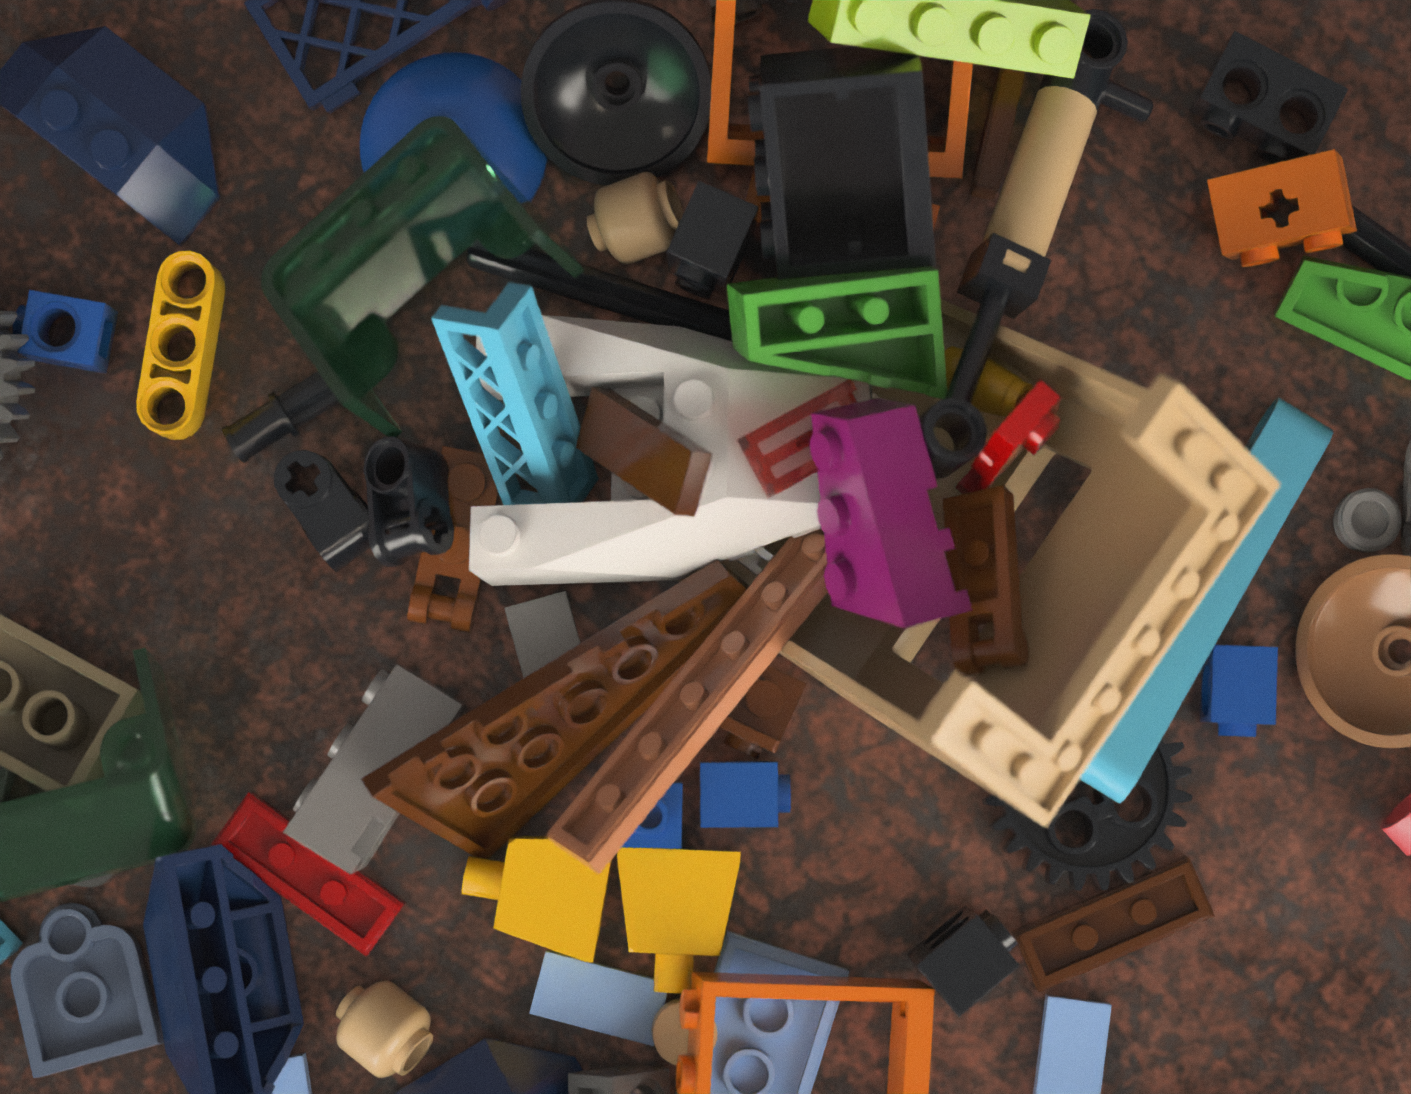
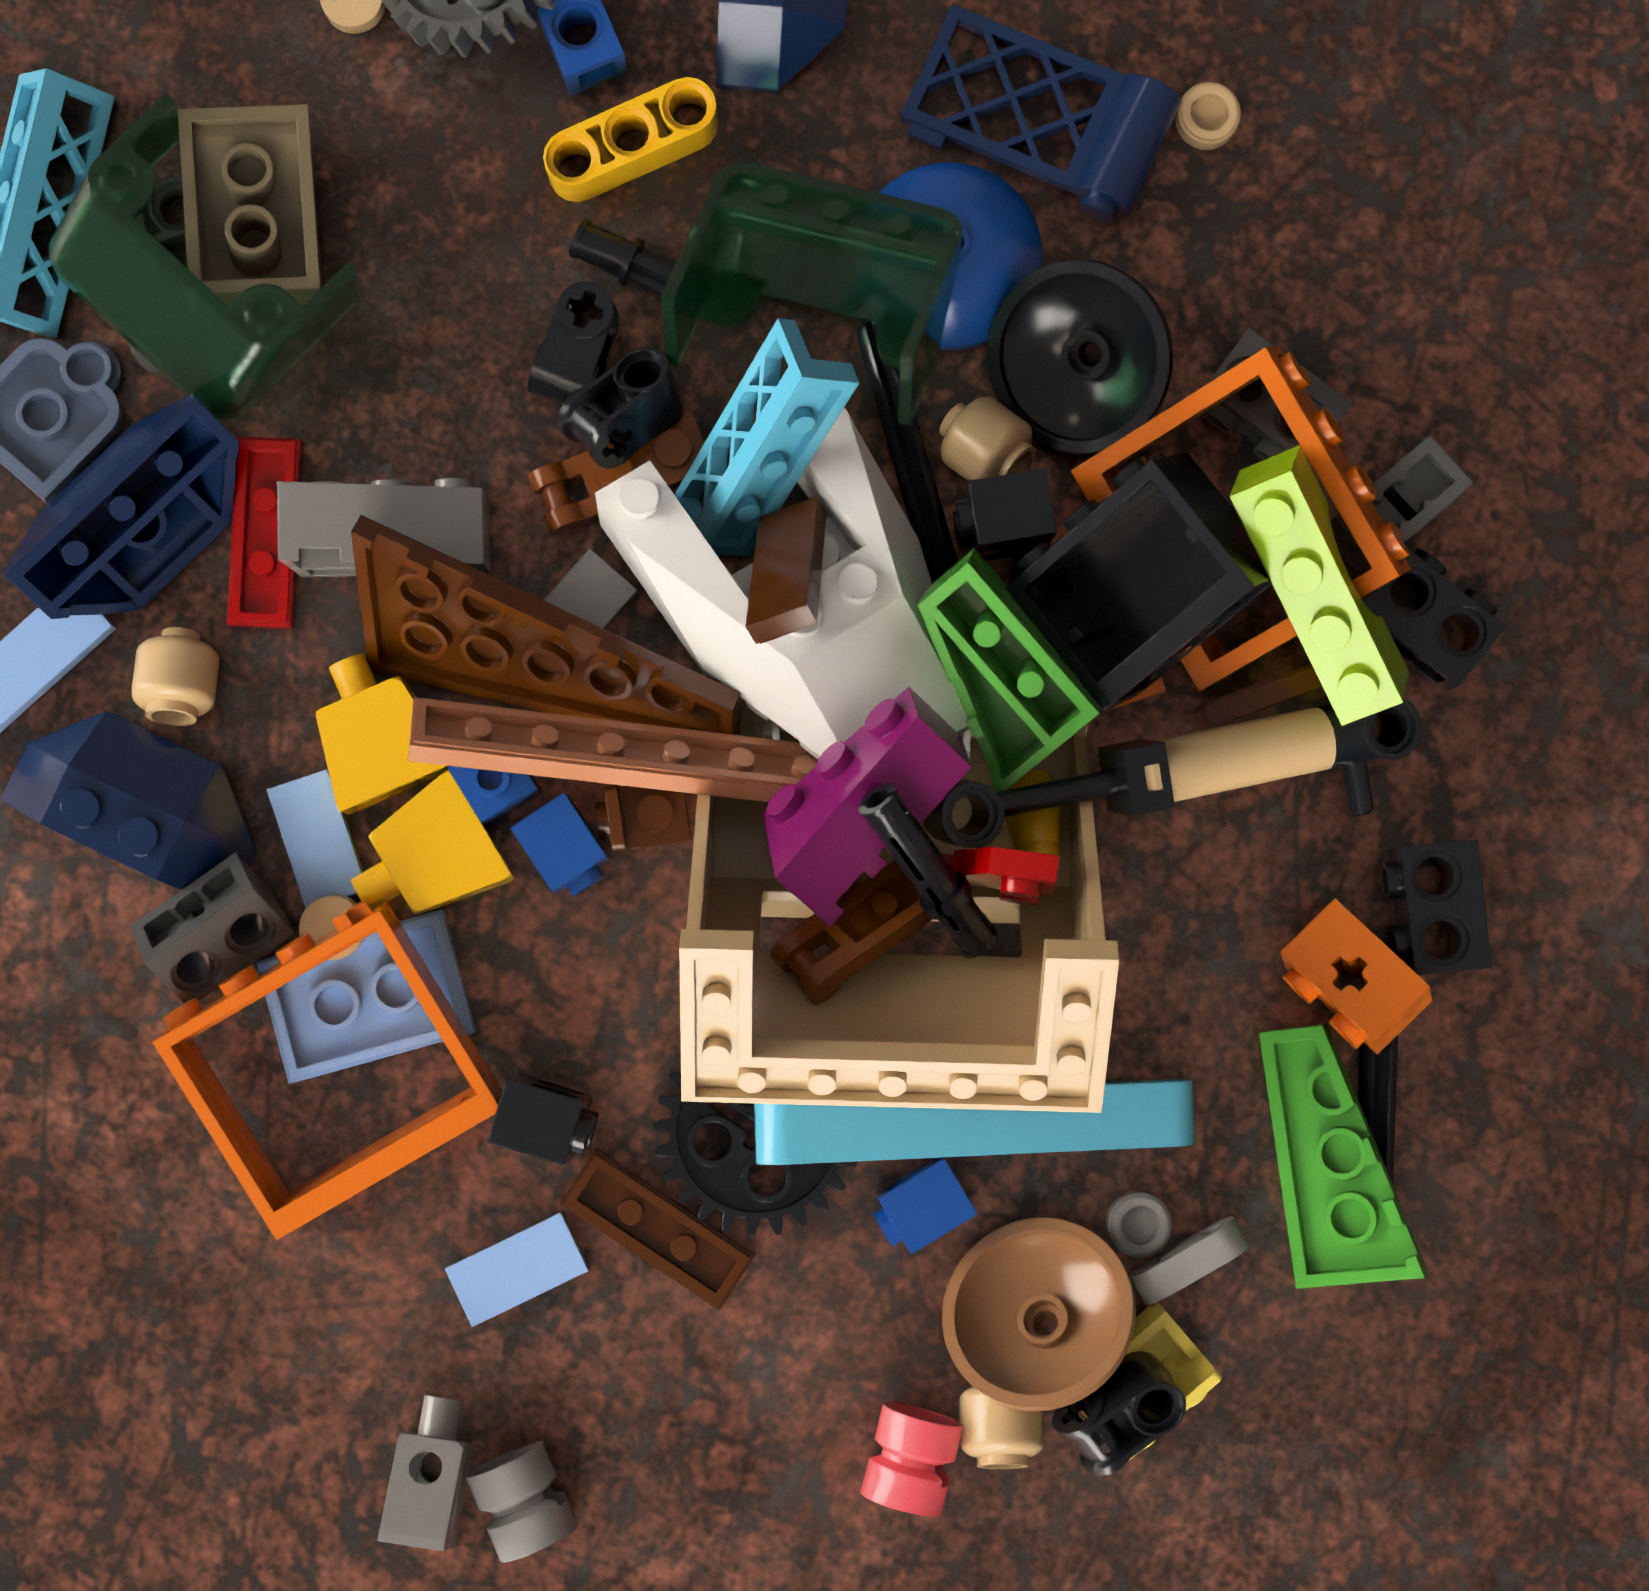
camera: 55 degrees right, 0 degrees up
(761, 463) = (840, 673): clear red tile -> none
(1003, 497) = (942, 891): none -> black pin

